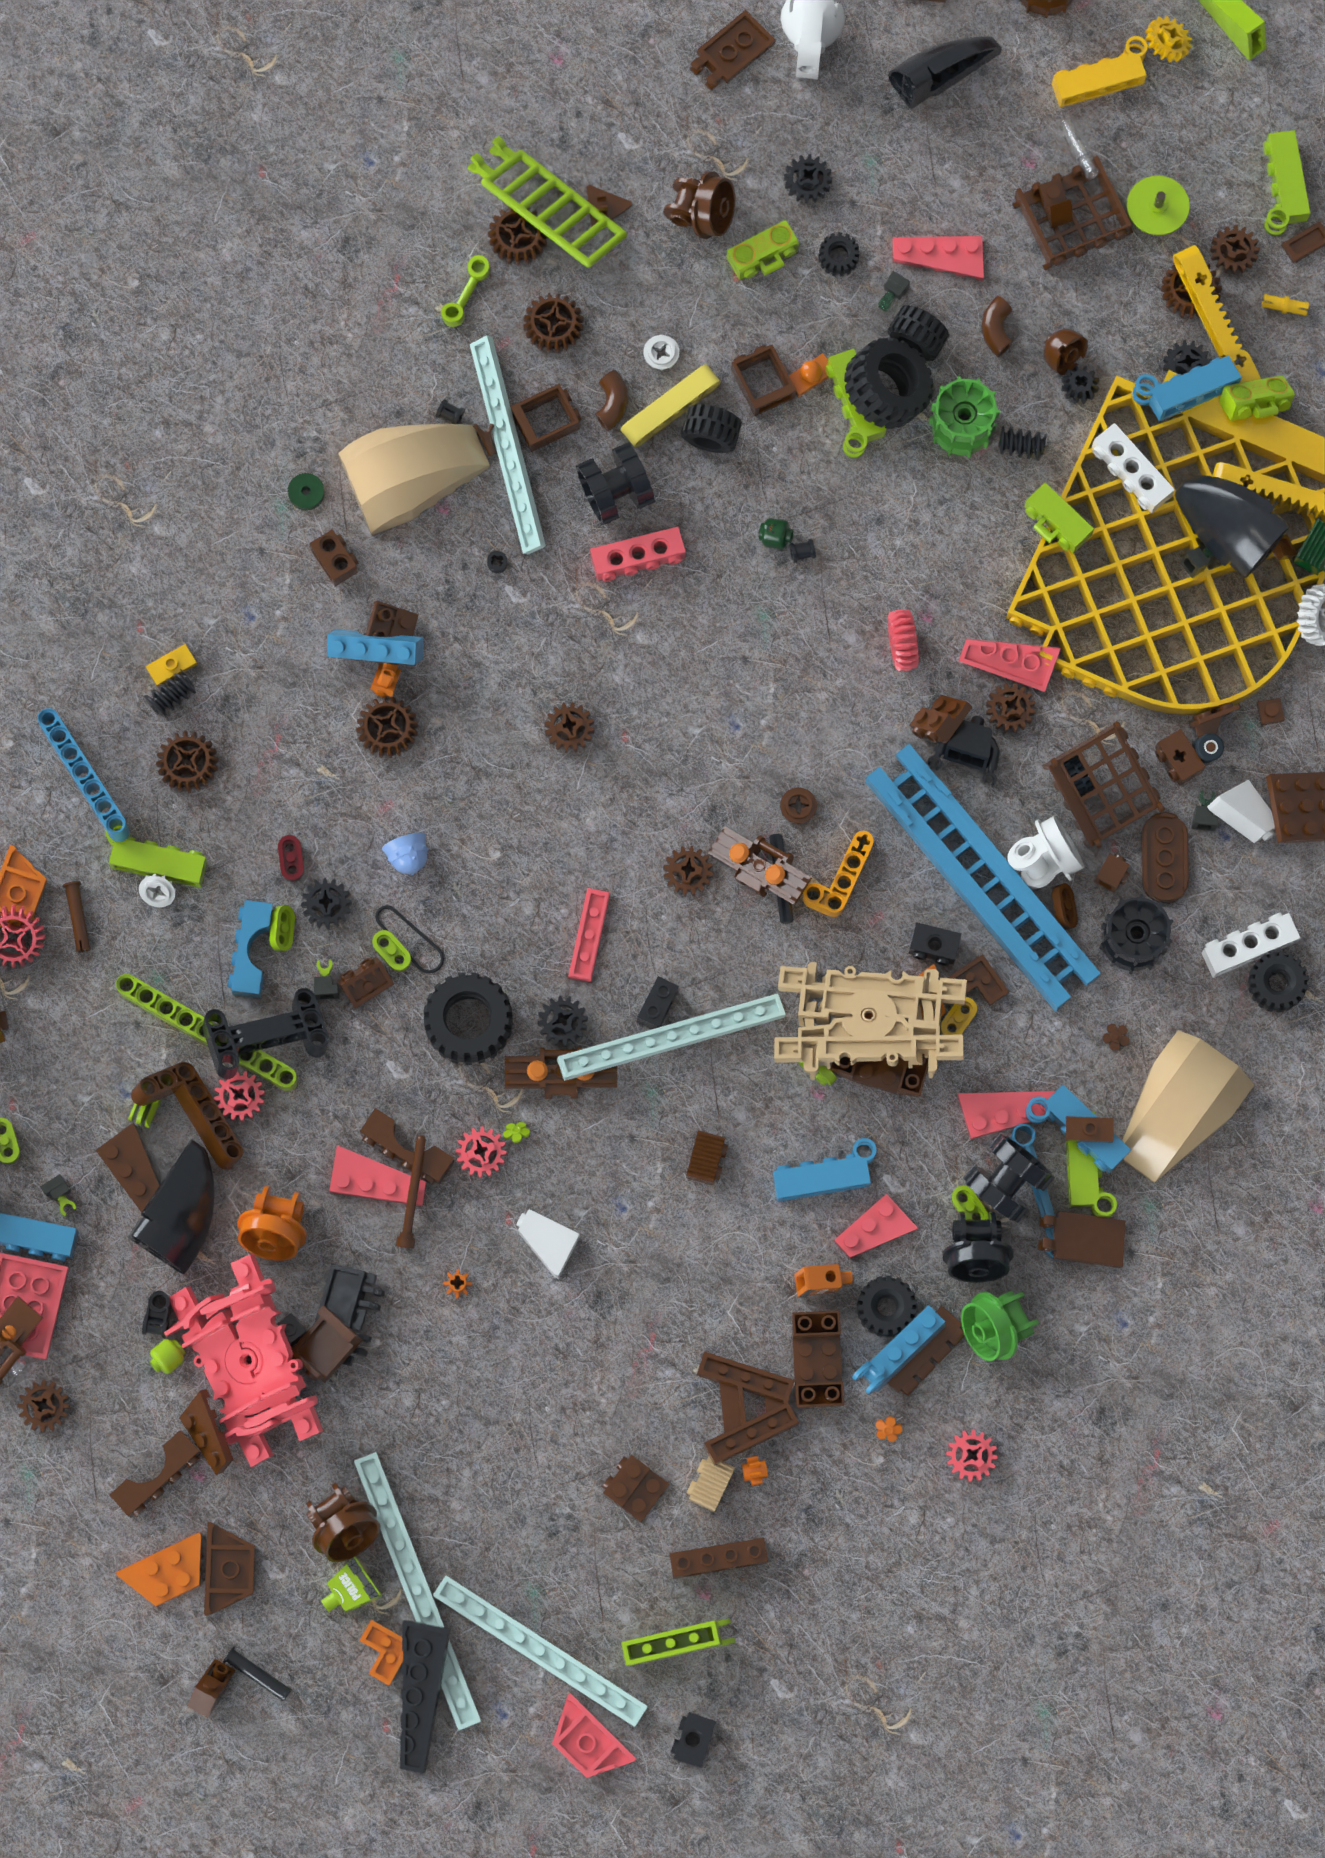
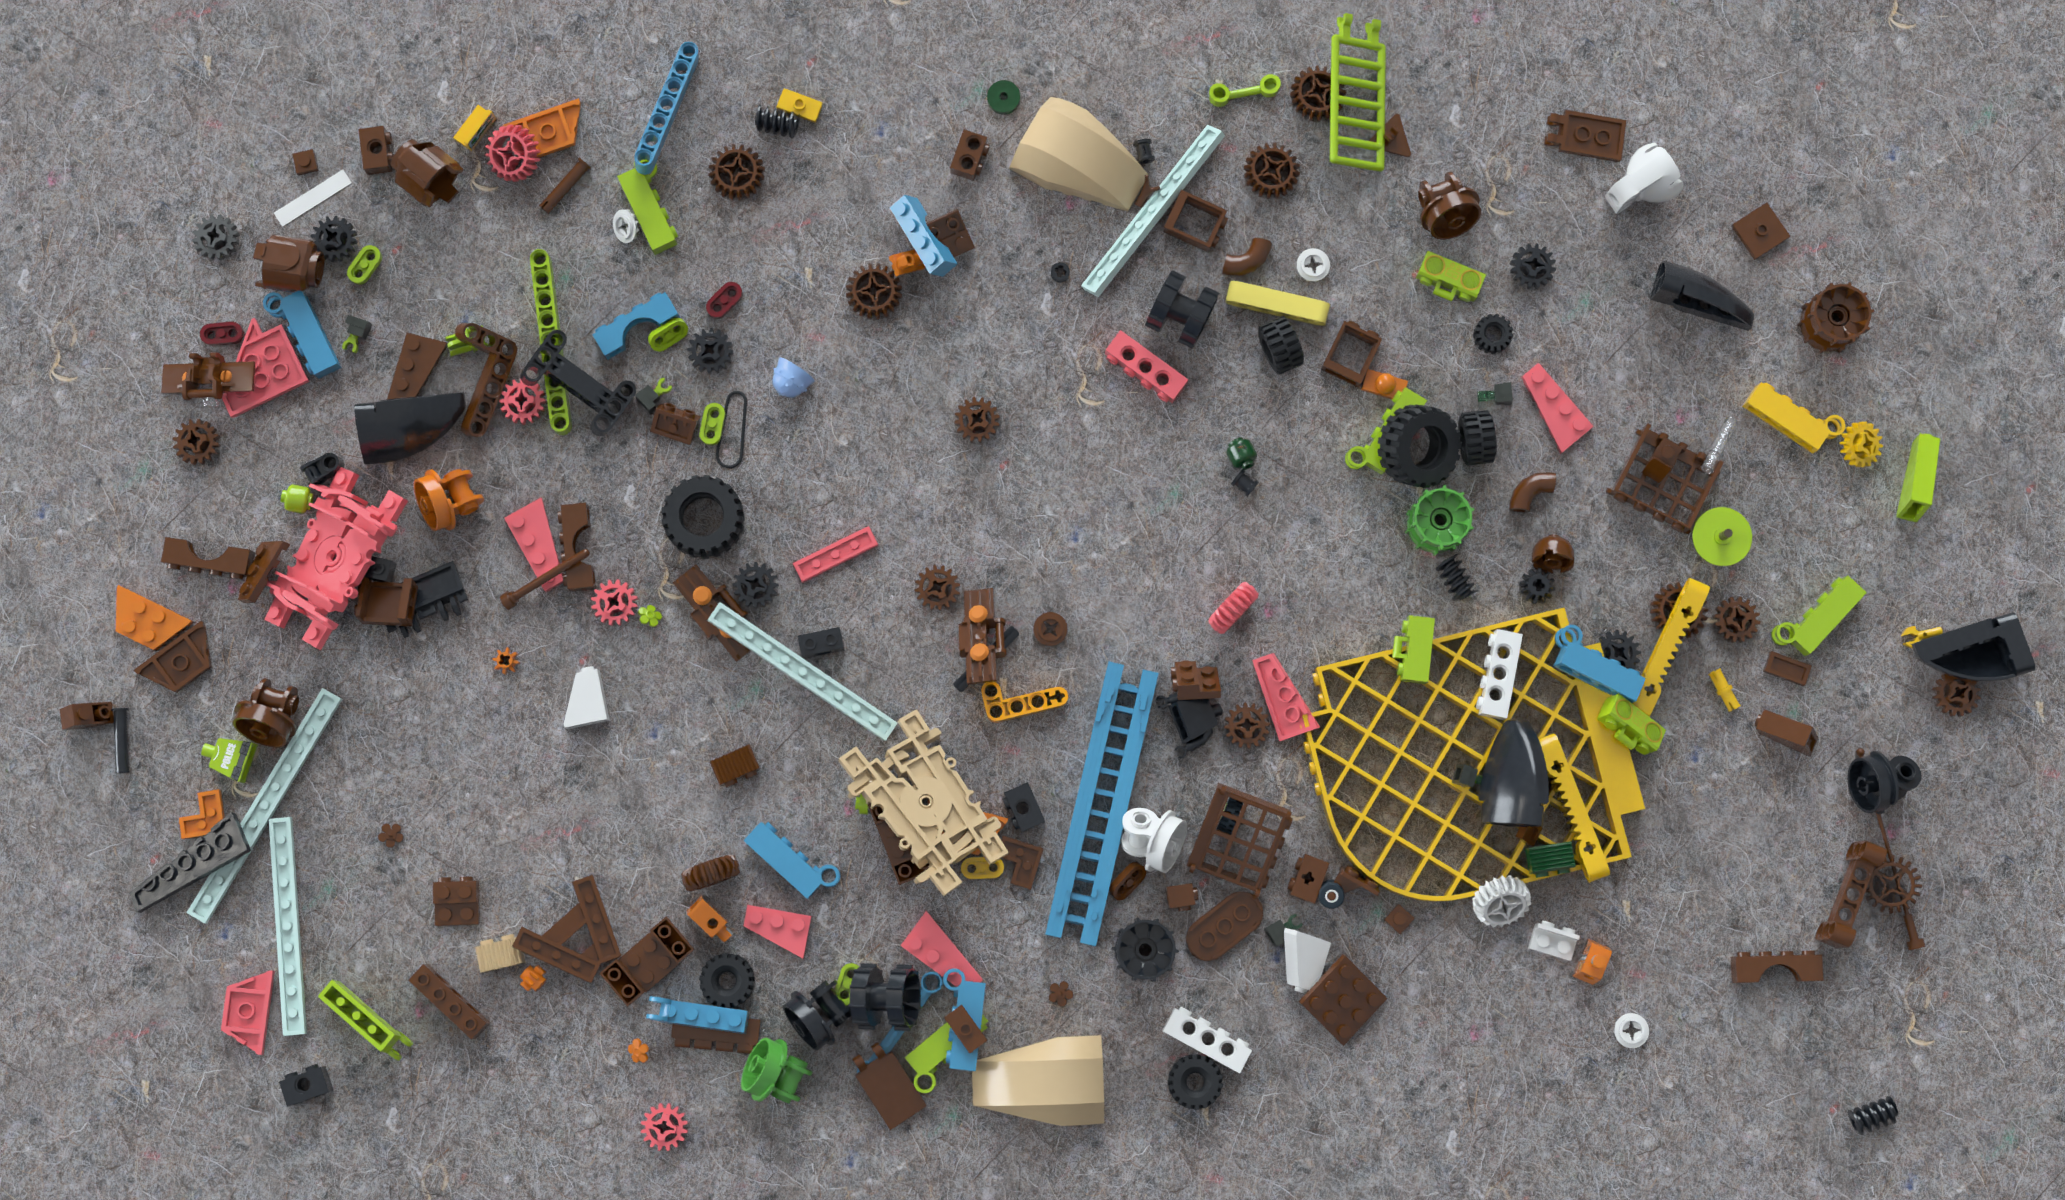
camera: 50 degrees right, 5 degrees up
(530, 1501) = (390, 835): none -> reddish brown plant
(784, 1247) = (710, 873): none -> reddish brown gear

